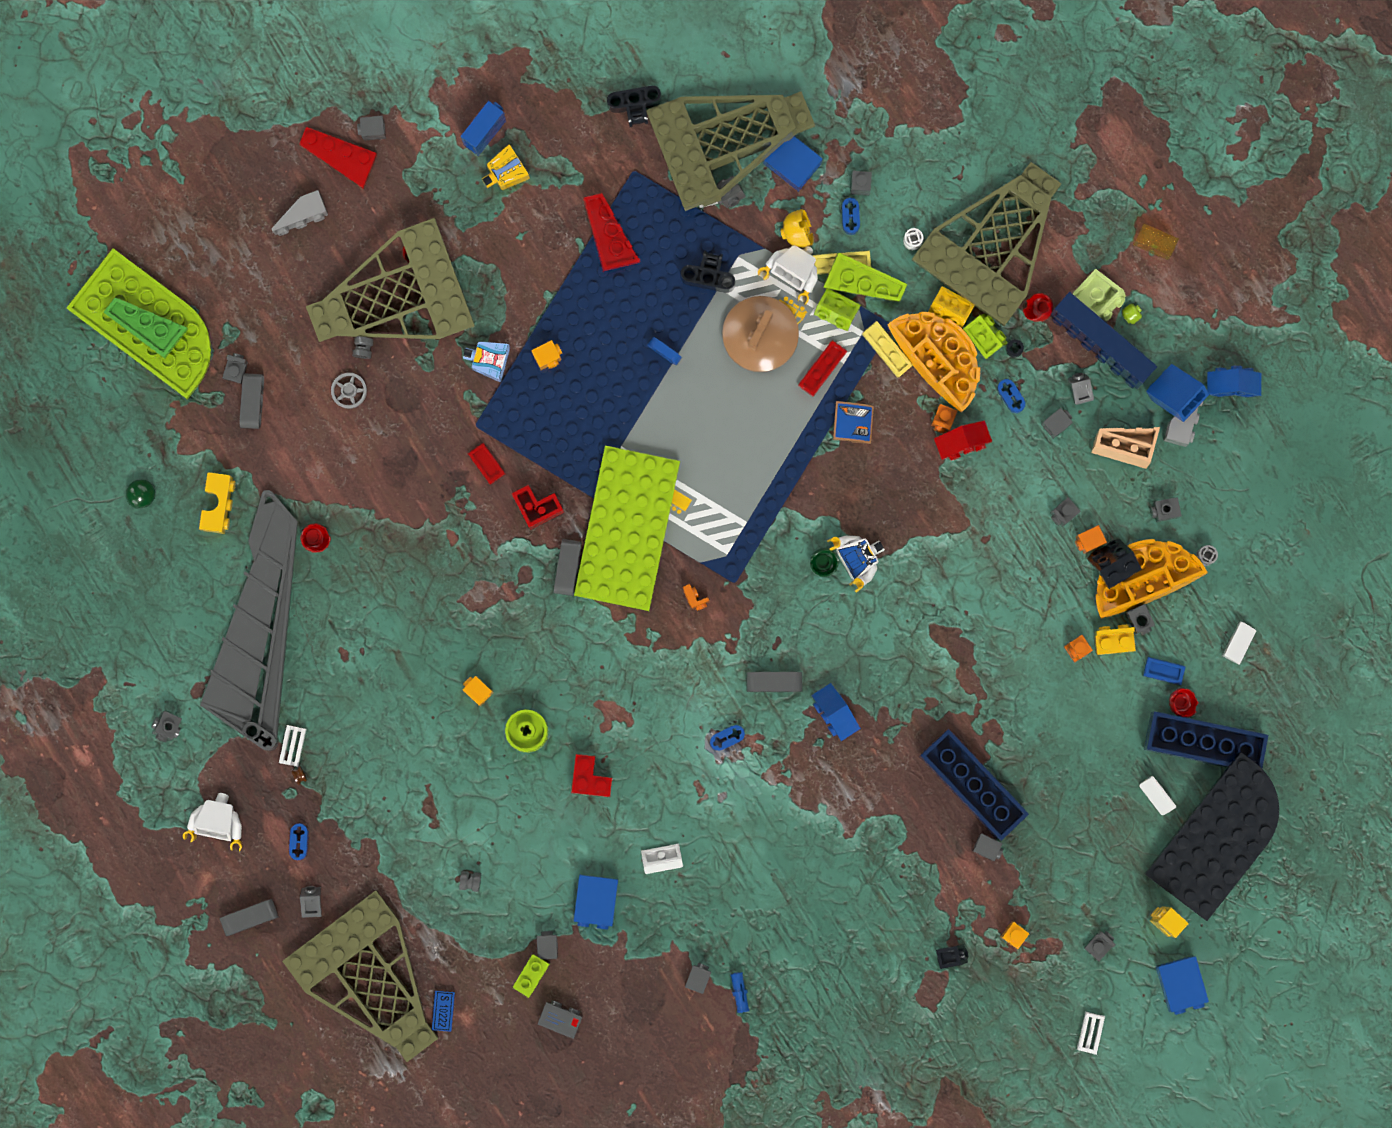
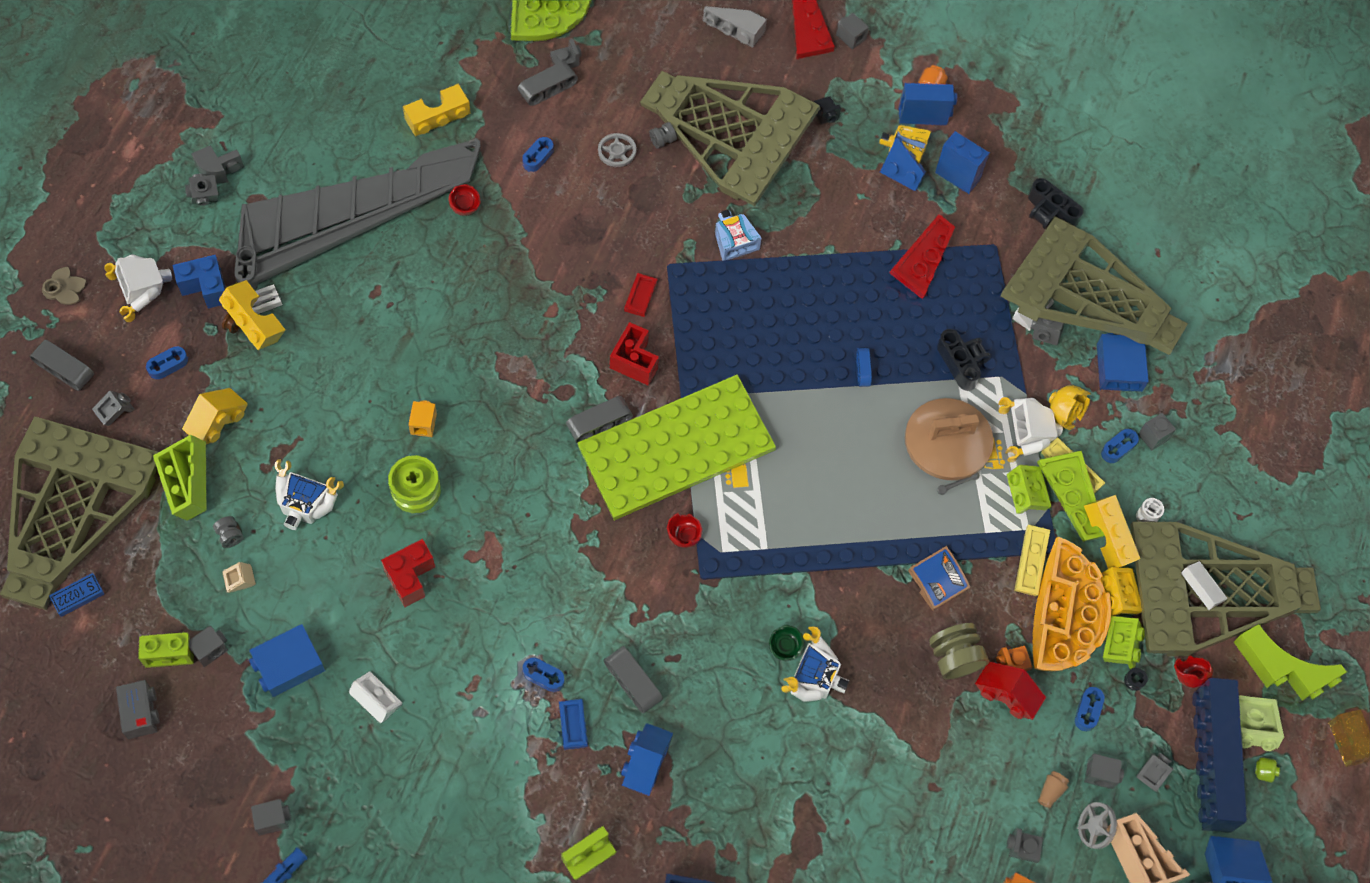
camera: 45 degrees right, 20 degrees down
(140, 494) = (401, 53): dark green hair -> none
(148, 706) = (210, 164): none -> dark grey brick
(178, 874) = (66, 287): none -> dark tan plate
(245, 770) = (201, 275): none -> blue brick
(293, 762) = (259, 329): none -> yellow arch
(314, 452) = (536, 153): none -> blue beam
(372, 835) = (212, 412): none -> yellow brick
(408, 886) = (184, 476): none -> lime wedge
(428, 204) = (828, 110): none -> black bracket
(463, 103) = (933, 75): none -> orange head
(481, 813) = (302, 497): none -> torso
(508, 894) = (238, 577): none -> tan slope
(522, 188) = (902, 166): none -> blue wing
(547, 355) = (777, 274): light orange brick -> none
(554, 144) = (962, 162): none -> blue brick
(692, 595) = (656, 548): orange bracket -> none
(695, 570) = (684, 530): none -> red hair
(775, 742) = (573, 724): none -> blue tile
(792, 368) = (942, 489): none -> dark grey hinge
(822, 368) = (965, 515): red tile -> none
(869, 793) = (588, 853): none -> lime bracket
(914, 453) = (958, 651): none -> olive wheel
(921, 283) = (1119, 543): none -> yellow arch
(990, 250) = (1204, 585): none -> white slope
(1044, 465) = (1053, 788): none -> medium nougat cone
(1074, 249) = (1277, 666): none -> lime arch
(1087, 458) = (1097, 825): none -> light grey wheel

